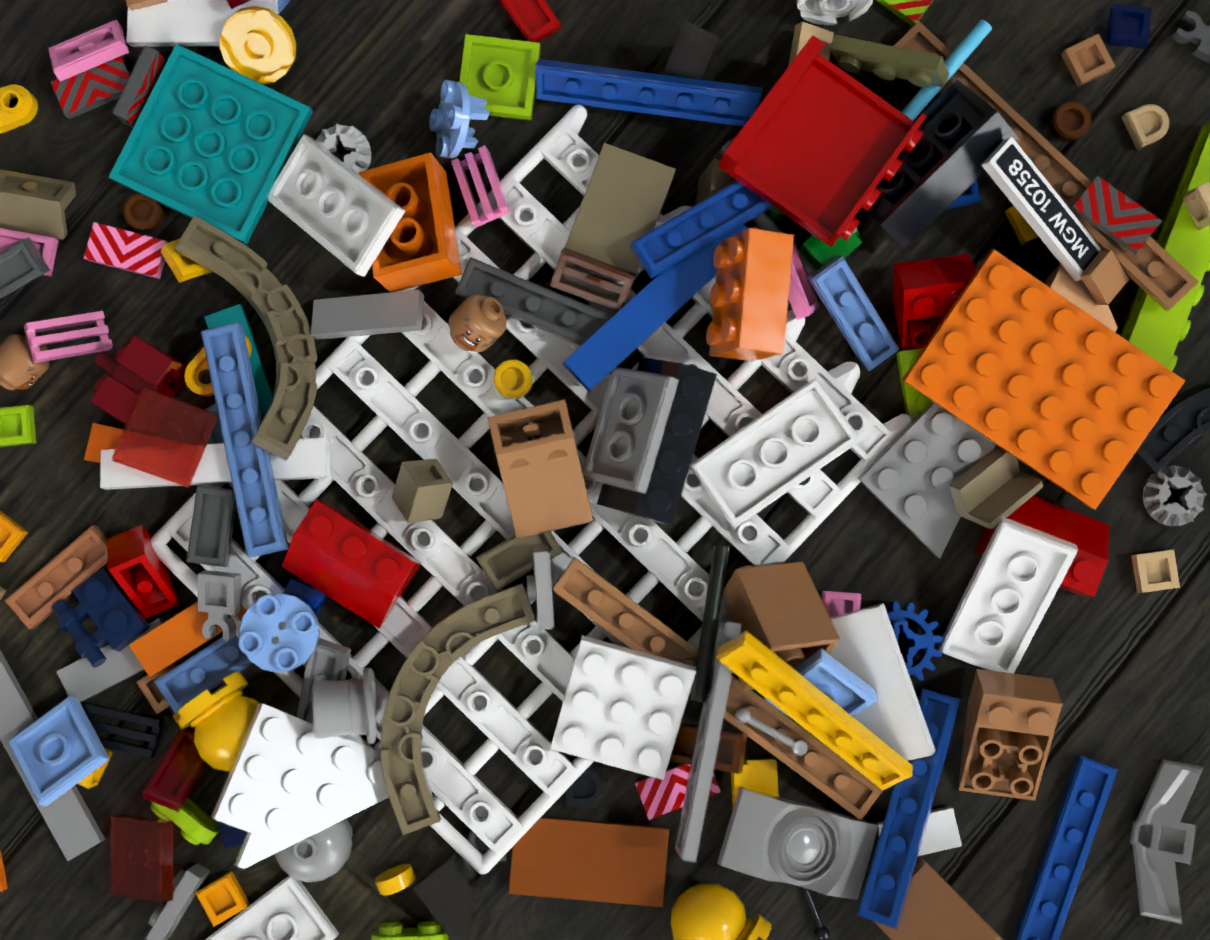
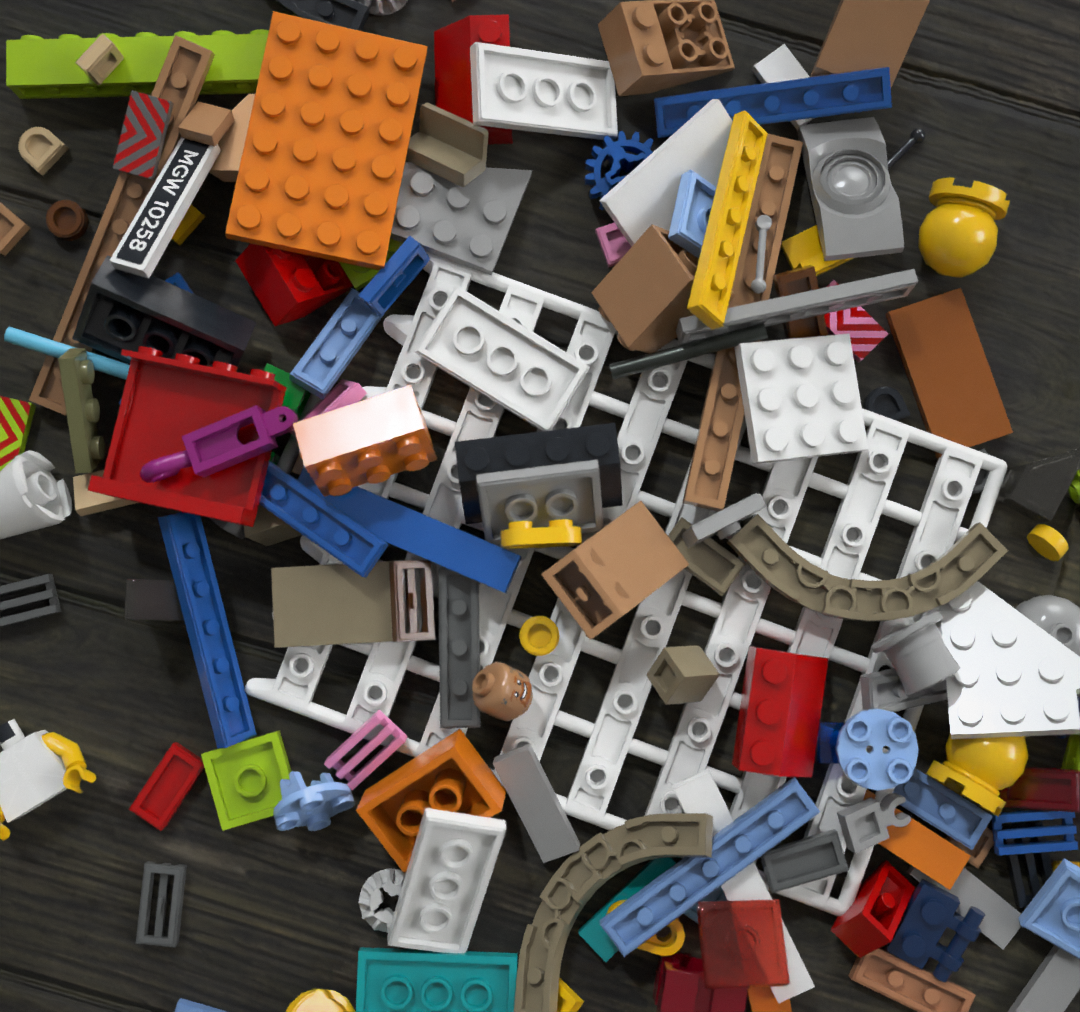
camera: 120 degrees left, 0 degrees up
(133, 777) = (1067, 829): none -> blue tile
(607, 400) = (558, 534): none -> yellow plate
(802, 164) = (218, 444): none -> magenta piece
(892, 389) = (395, 276): none -> blue tile

